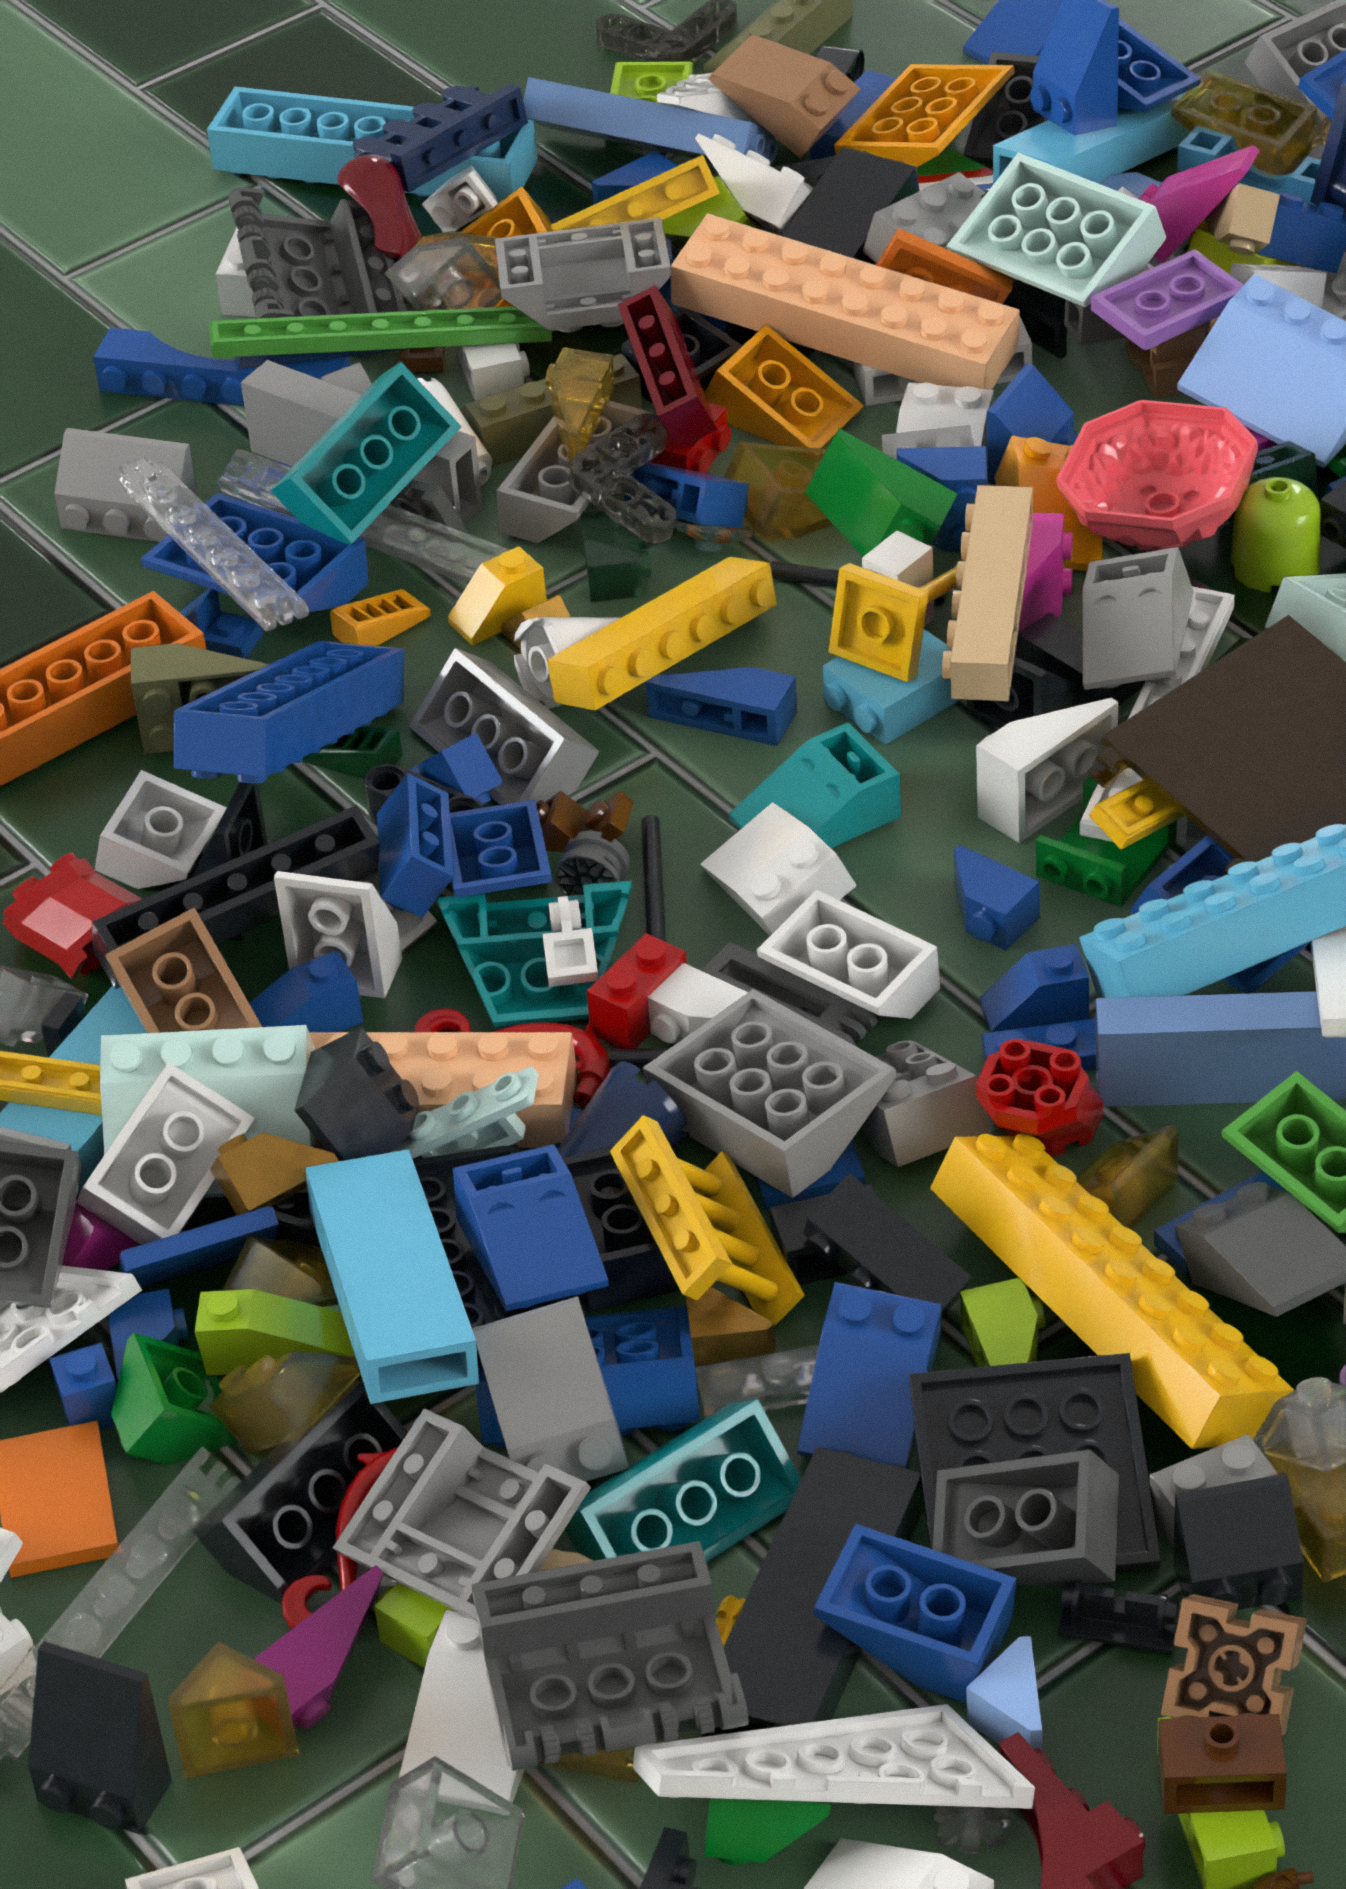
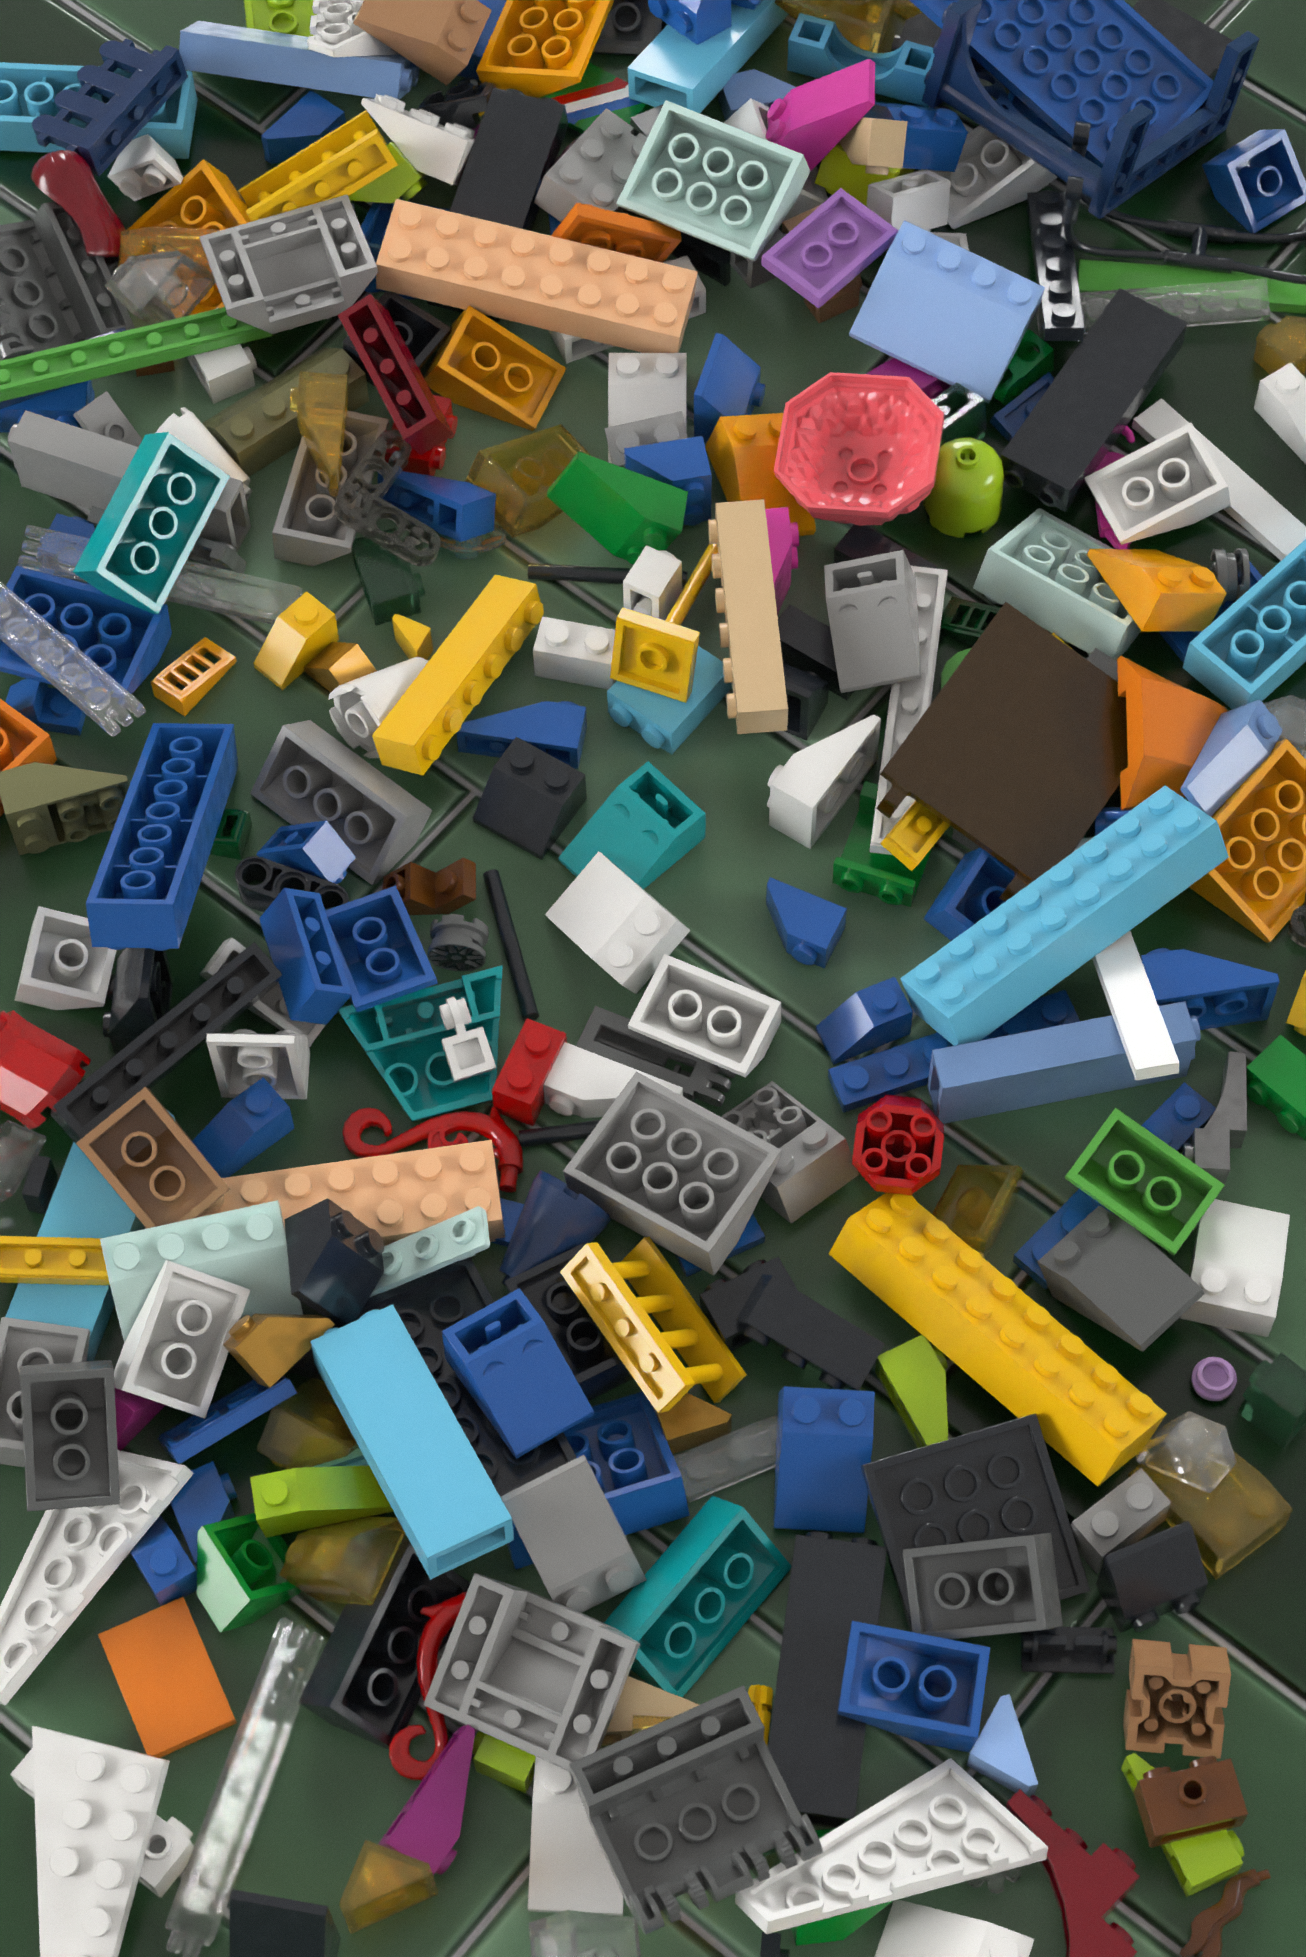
camera: 15 degrees left, 20 degrees up
(622, 598) = (412, 637): none -> yellow slope
(713, 755) = (530, 798): none -> black slope
(792, 635) = (574, 652): none -> white brick

